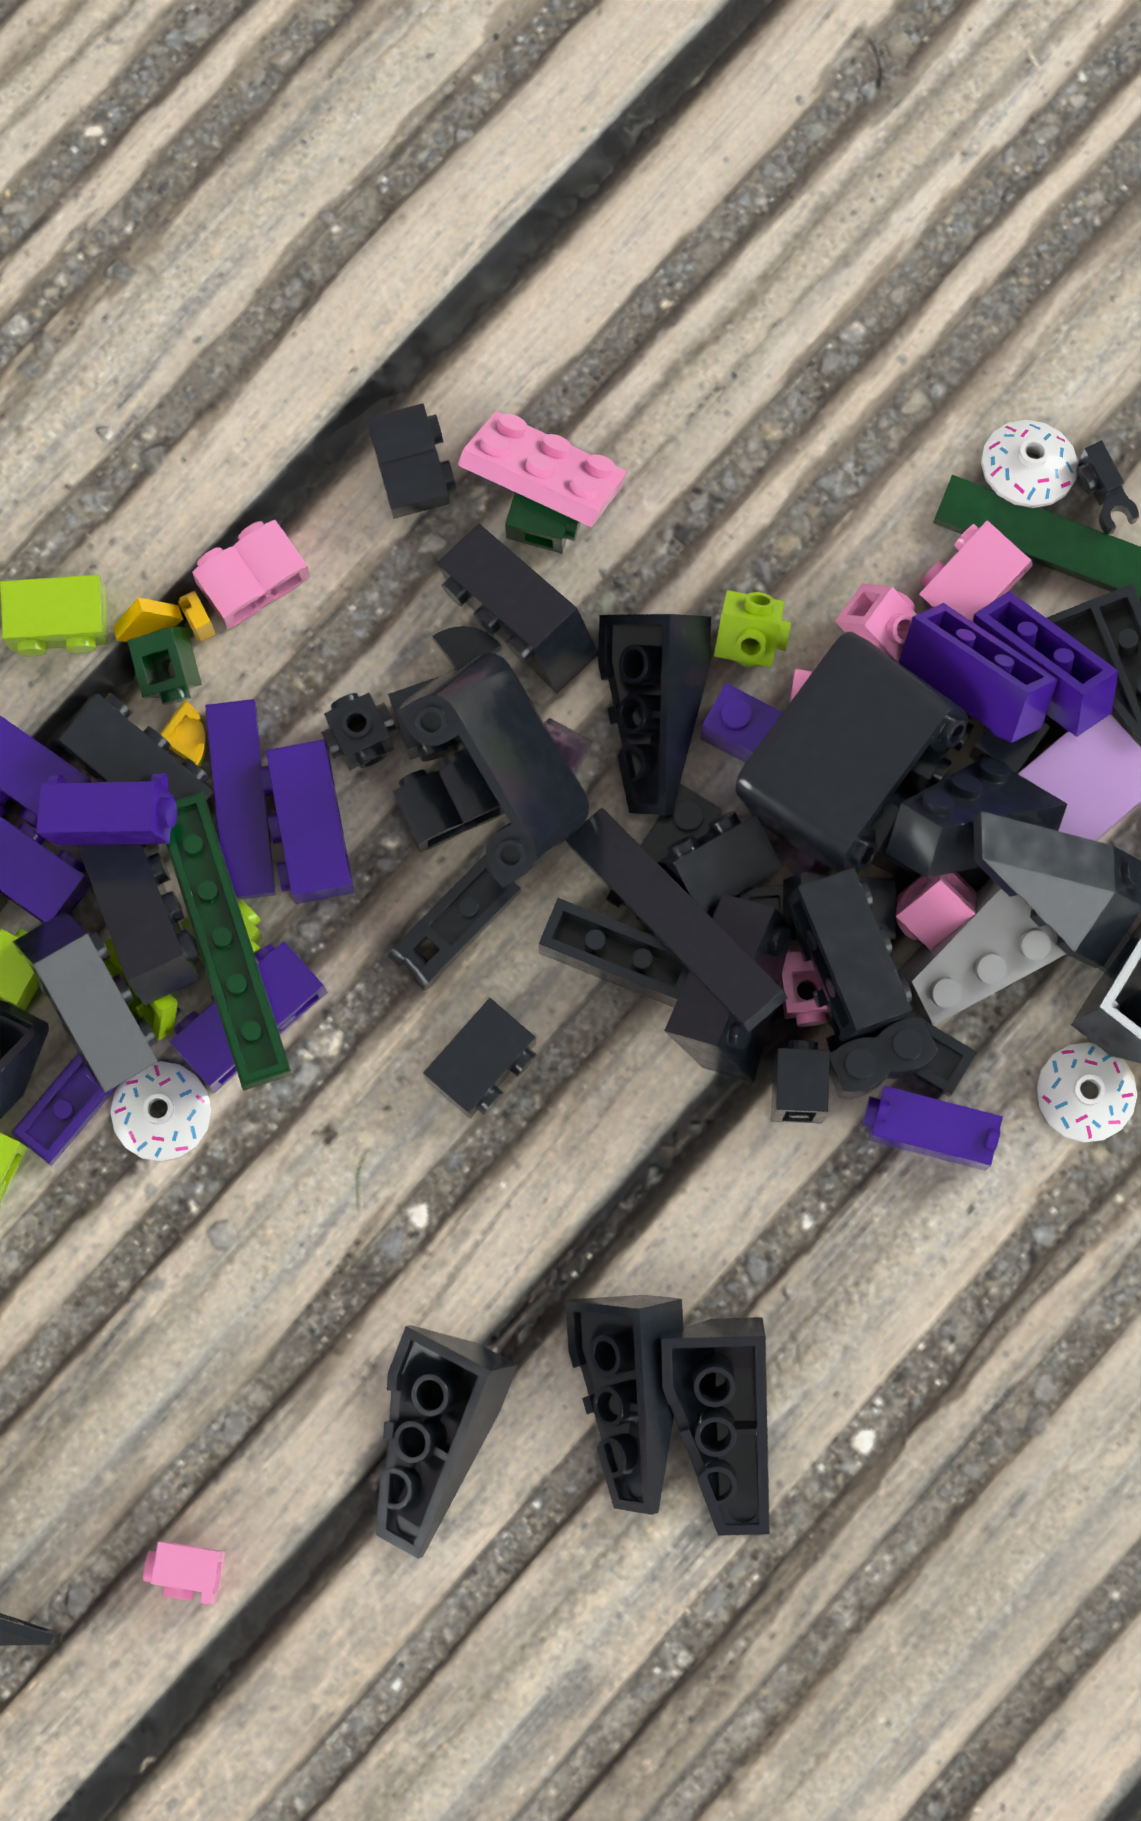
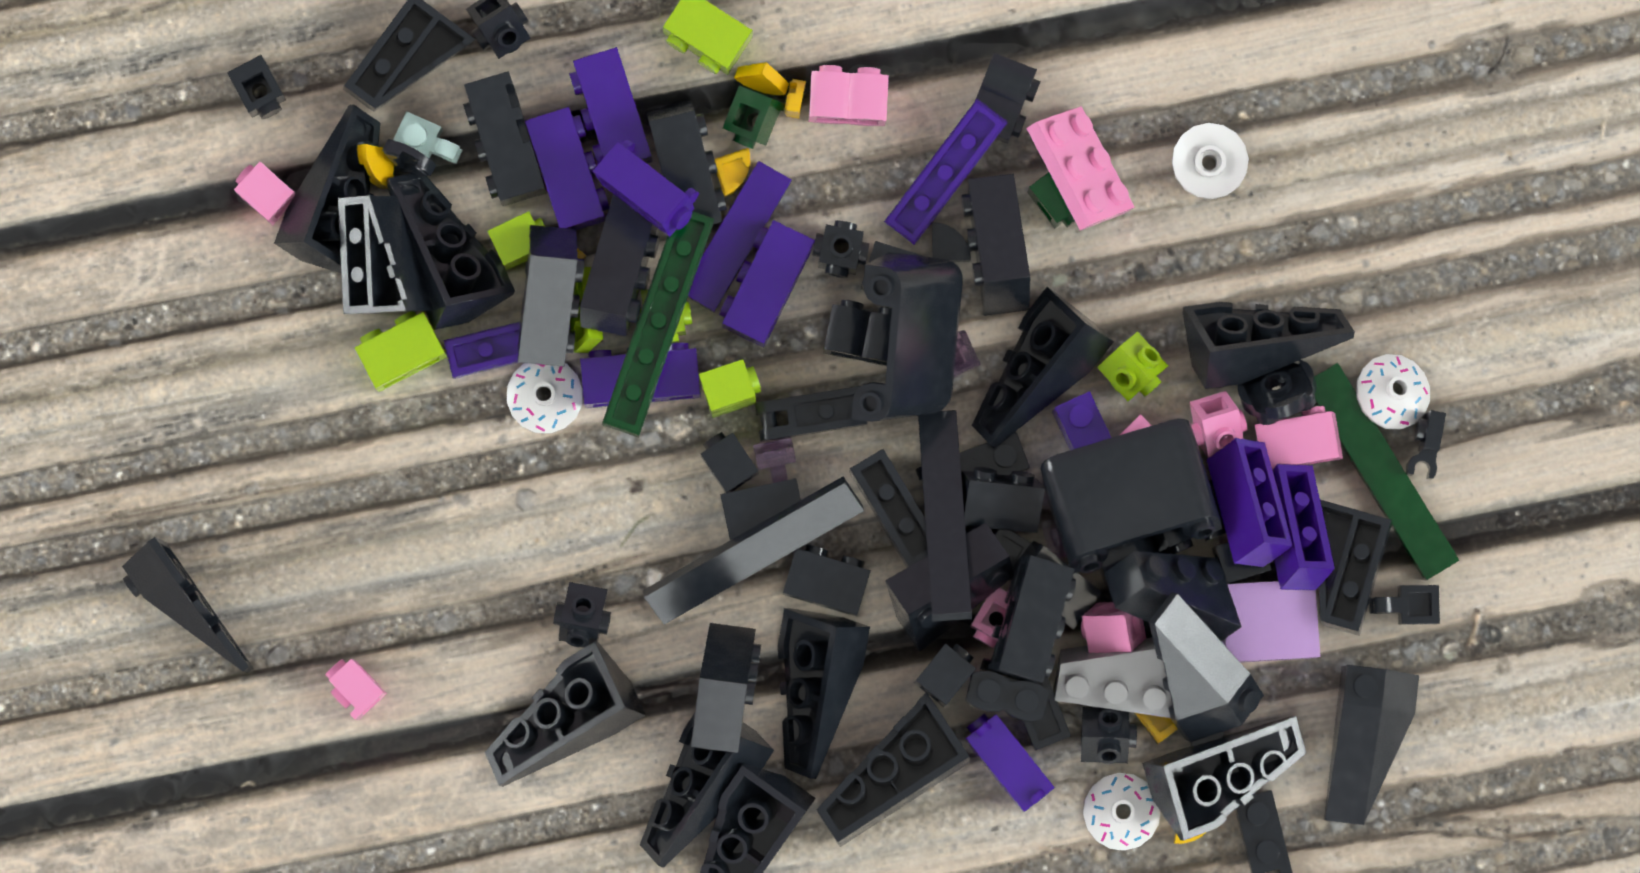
camera: 30 degrees right, 5 degrees up
(349, 955) = (730, 387): none -> lime brick
(372, 1309) = (582, 615): none -> black brick
(406, 1035) = (728, 461): none -> black brick
(408, 573) = (946, 171): none -> dark purple tile
(451, 994) = (775, 456): none -> clear purple tile
(501, 1106) = (753, 550): none -> tile
(581, 1269) = (725, 686): none -> black wedge
(602, 1081) = (826, 580): none -> black brick
(668, 1182) = (821, 670): none -> black wedge
(671, 347) = (1214, 142): none -> white dish
(826, 1221) = (896, 771): none -> black wedge
(847, 524) = (1243, 344): none -> black wedge
(934, 534) = (1295, 393): none -> black plate
(1013, 1023) = (1106, 735): none -> black brick
(1055, 976) = (1157, 726): none -> yellow tile

